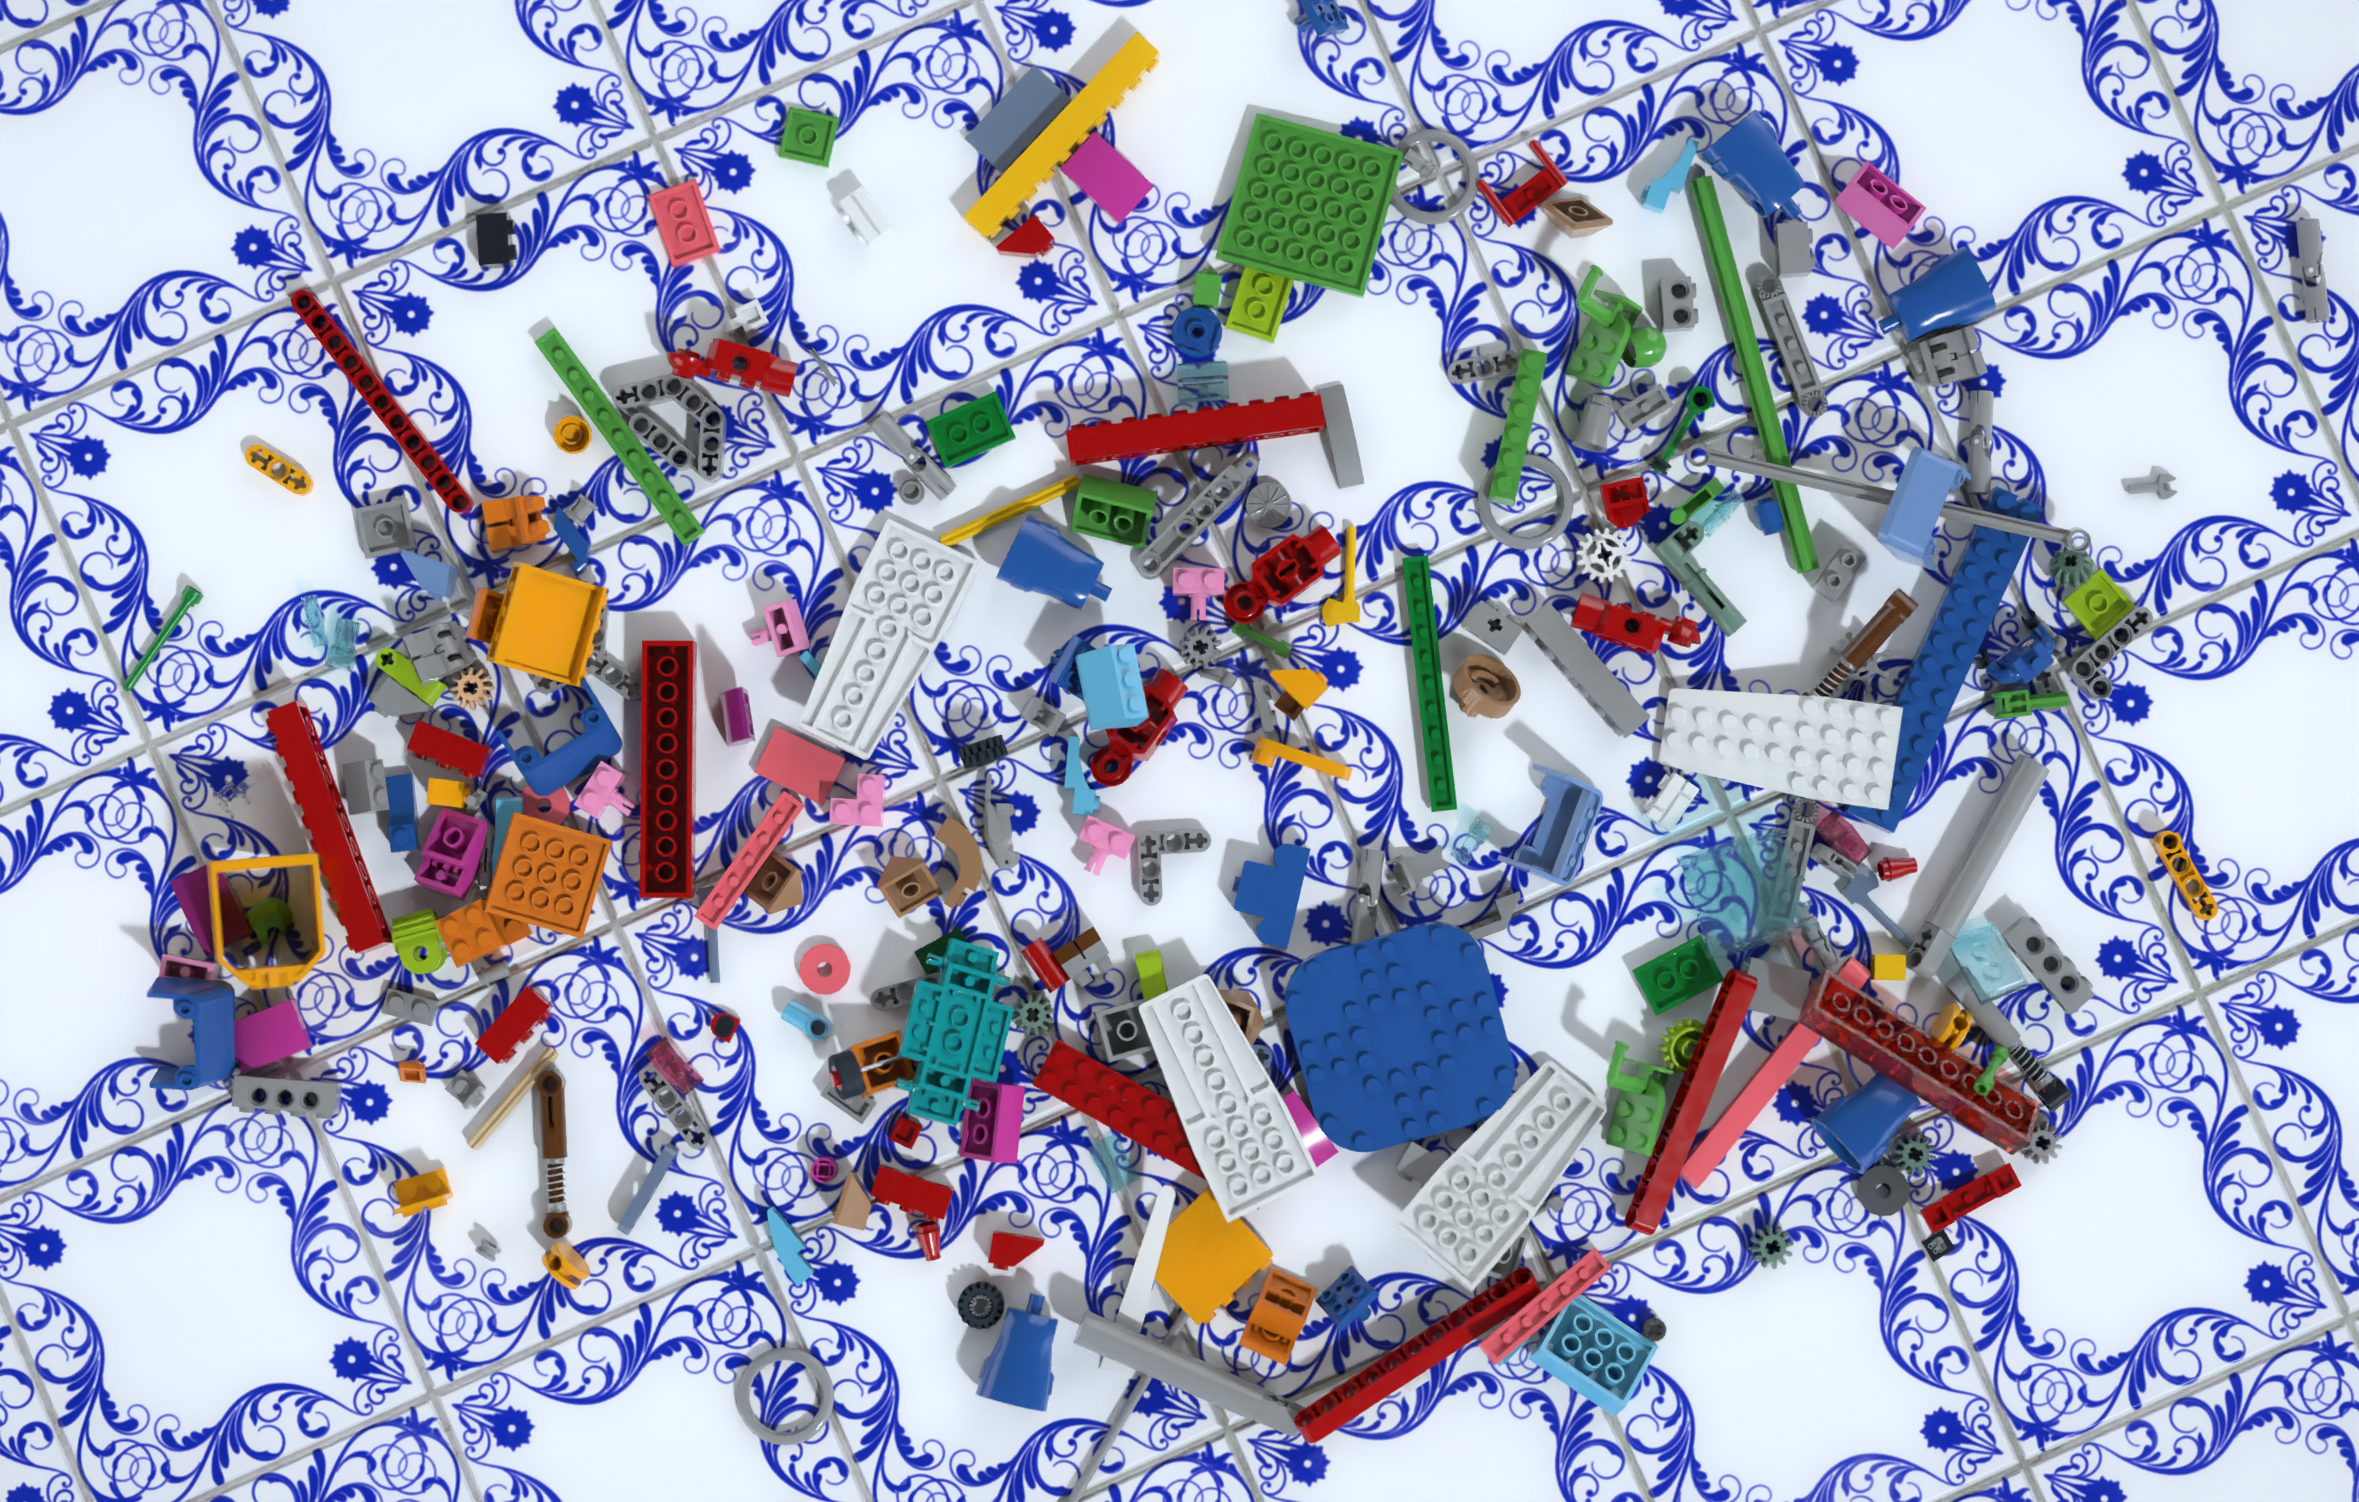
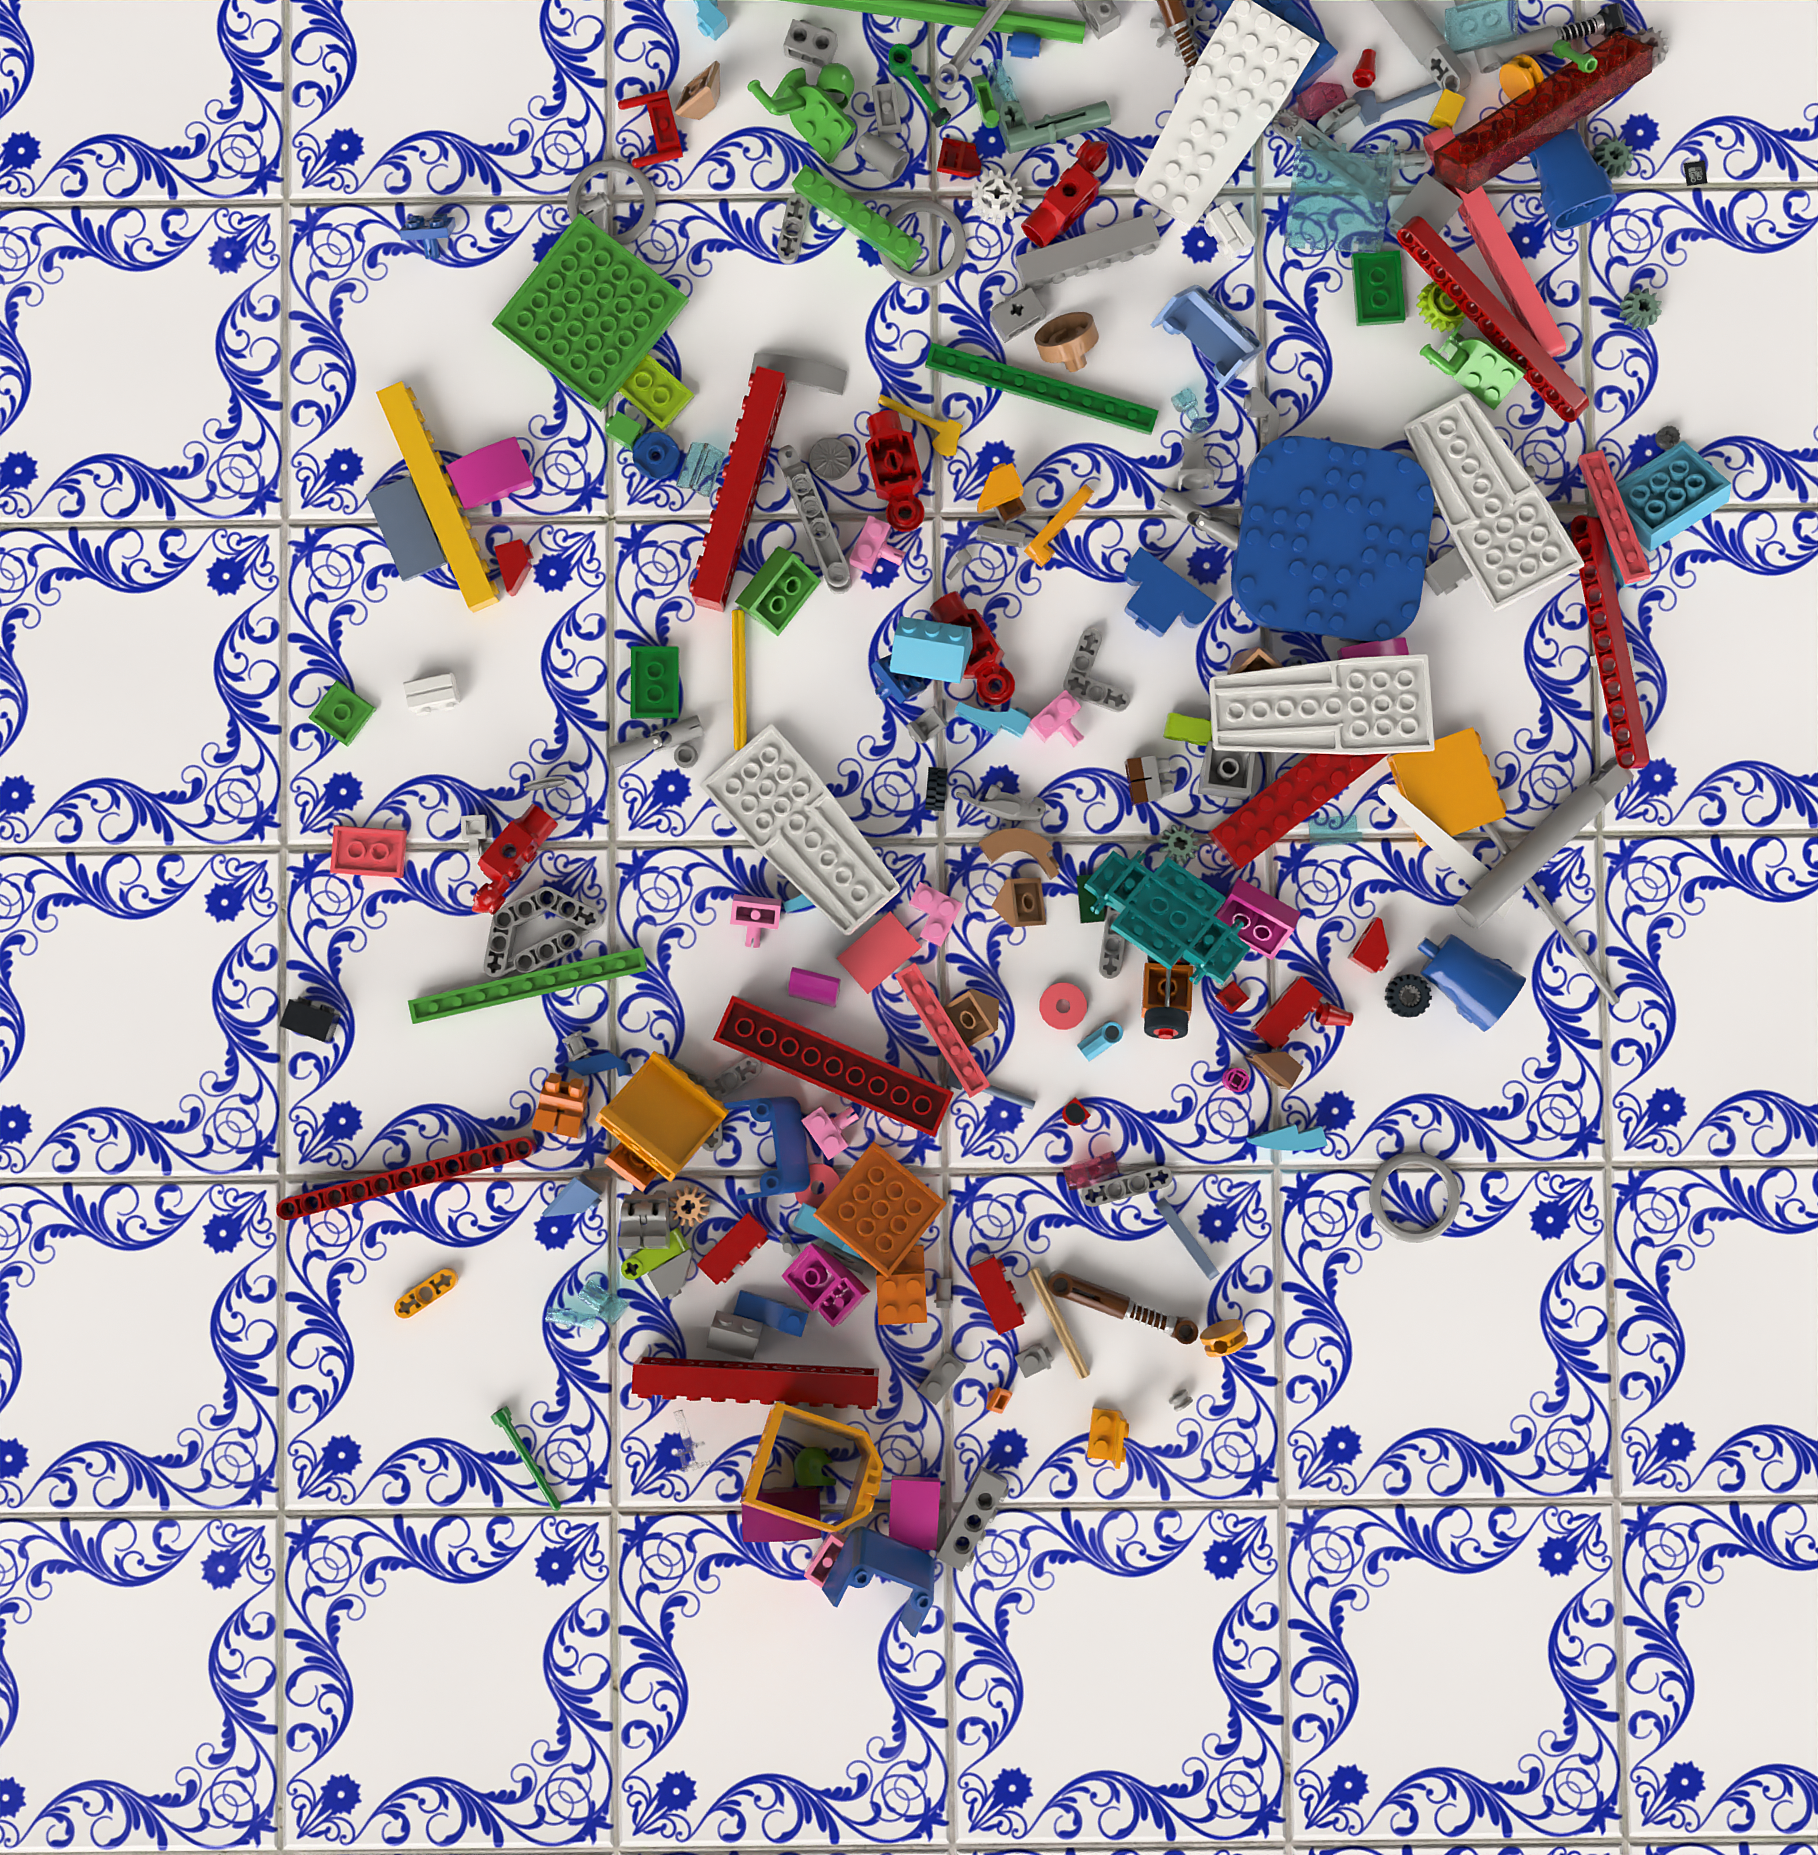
camera: 65 degrees left, 0 degrees up
(386, 528) = (518, 1221): light grey plate -> none
(411, 934) = (878, 1346): lime piece -> none
(447, 793) = (771, 1265): light orange slope -> none
(572, 434) = (507, 1024): light orange hair -> none
(855, 1107) = (1196, 1029): light grey plate -> none
(1045, 965) = (1141, 815): red pin -> none
(1052, 565) = (801, 662): blue torso -> none
(1205, 640) = (935, 564): light grey gear -> none
(1278, 1316) = (1526, 745): orange bracket -> none
(1282, 648) = (957, 500): bright green bar -> none
(1348, 1298) = (1540, 679): blue plate -> none
(1897, 1194) = (1641, 189): dark grey tile -> none
(1970, 1197) = (1666, 126): red slope -> none

